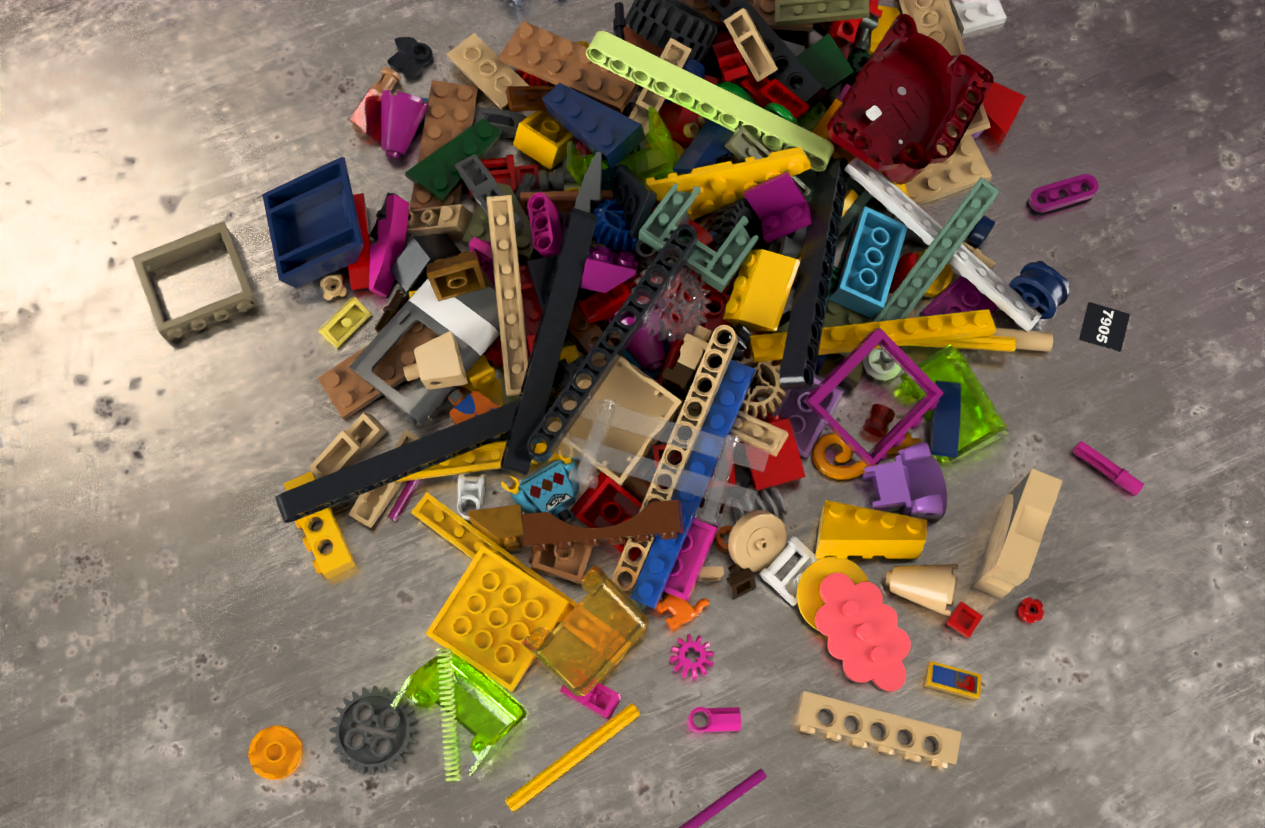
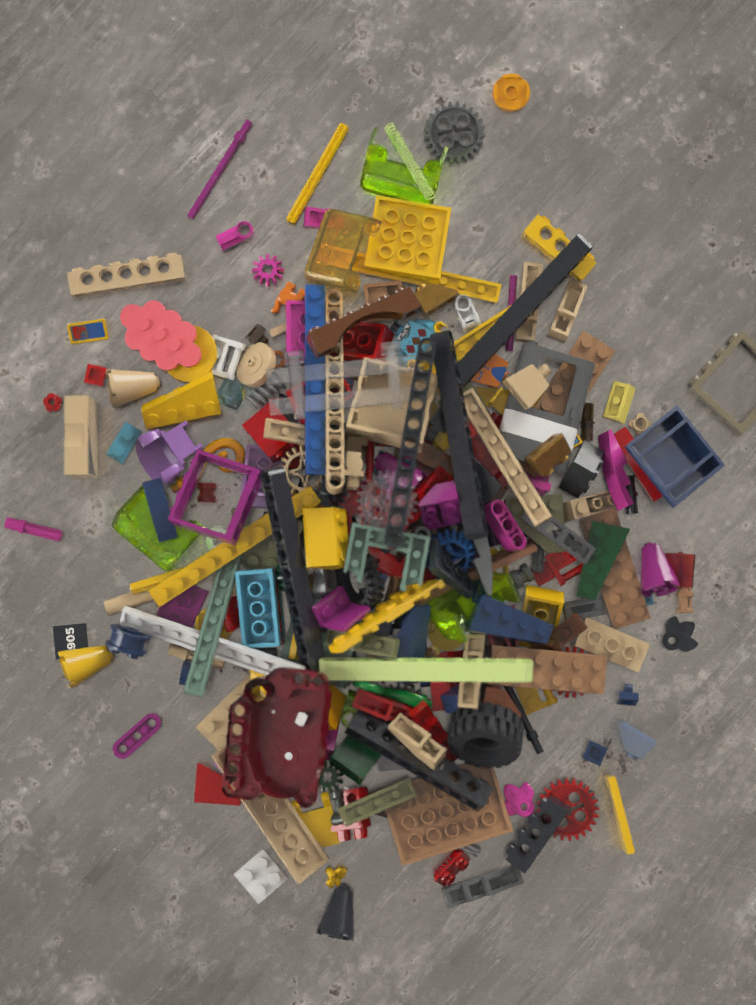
camera: 150 degrees right, 15 degrees up
(497, 18) = (627, 696): none -> dark blue tile
(802, 520) = (231, 393): none -> clear light blue brick
(957, 523) = (124, 443): none -> medium azure plate
(1102, 289) = (83, 663): none -> yellow cone

